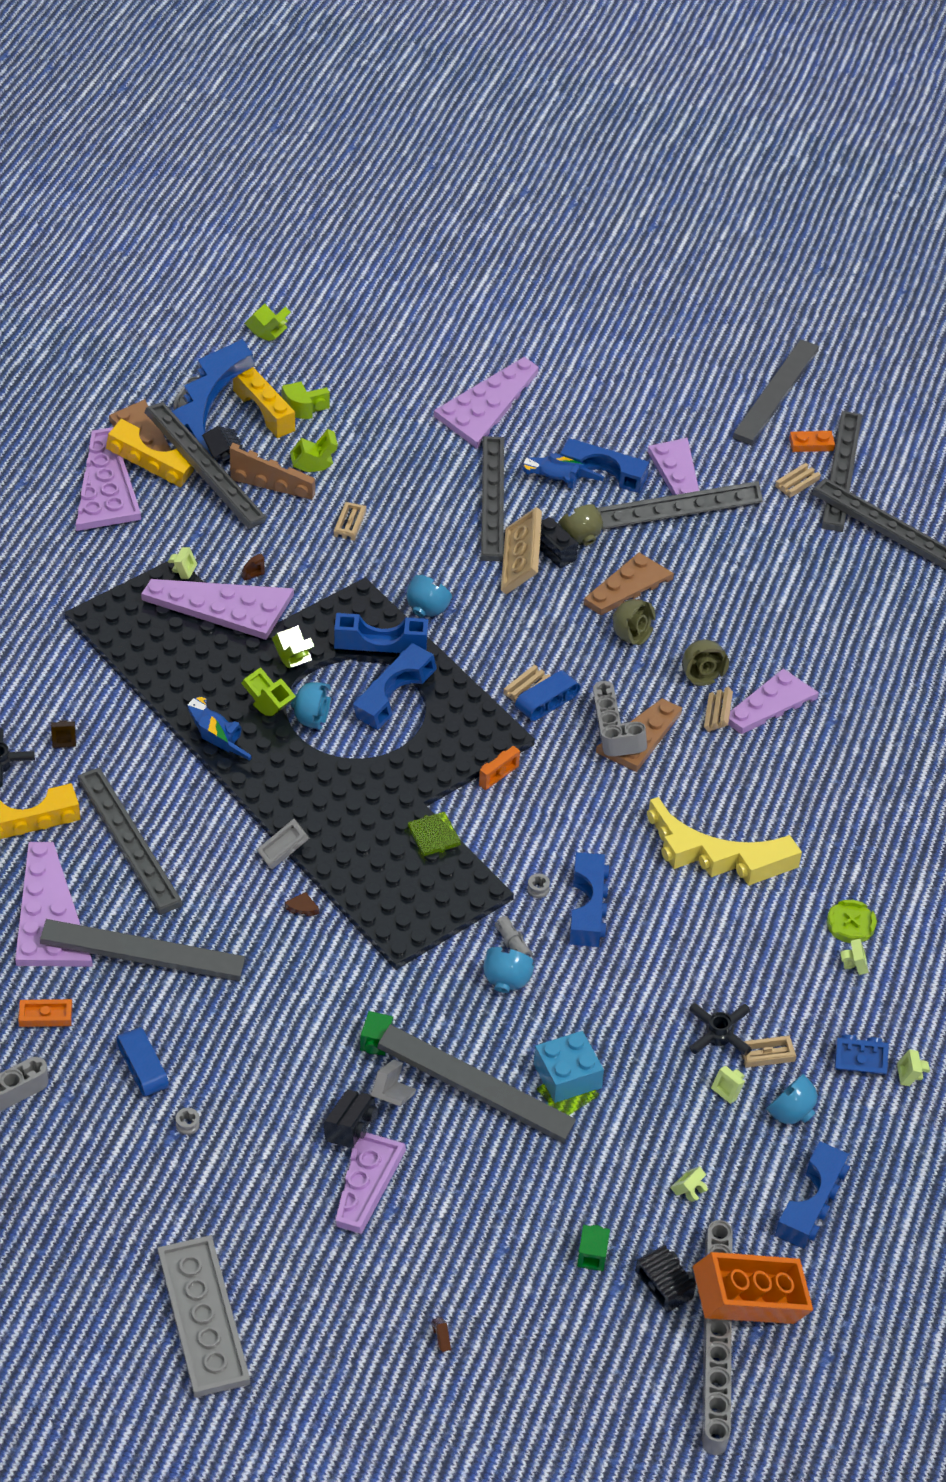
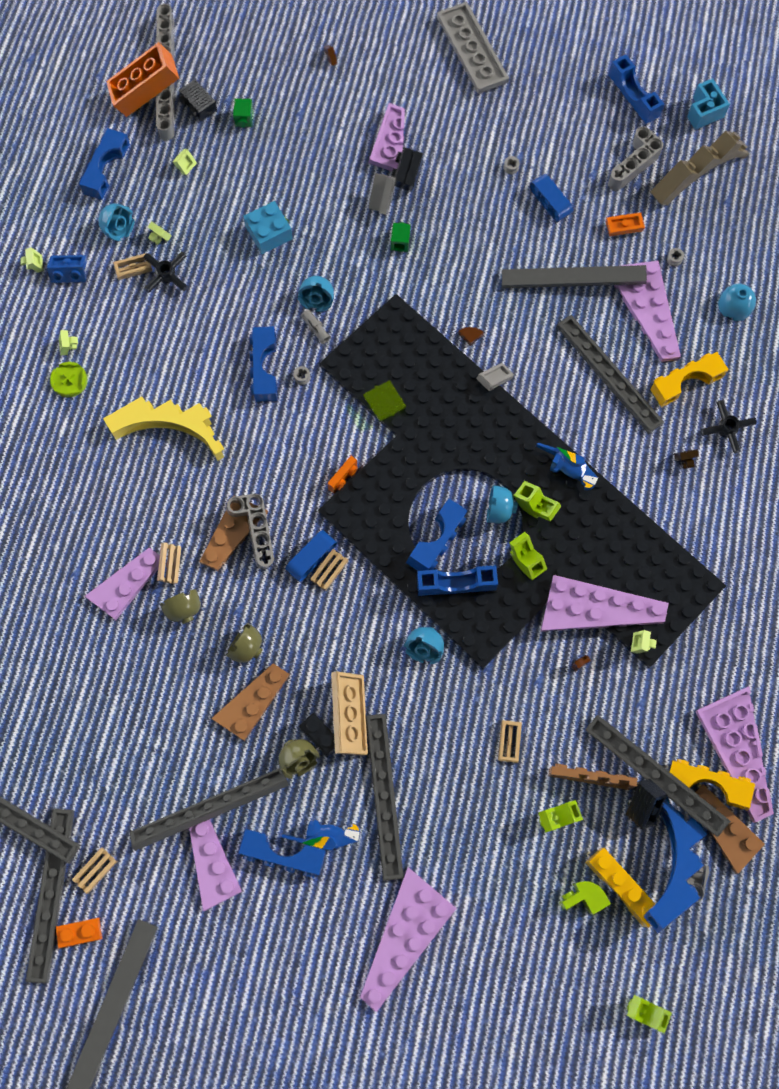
camera: 175 degrees right, 25 degrees up
(476, 1083) = (329, 206): dark grey tile -> none

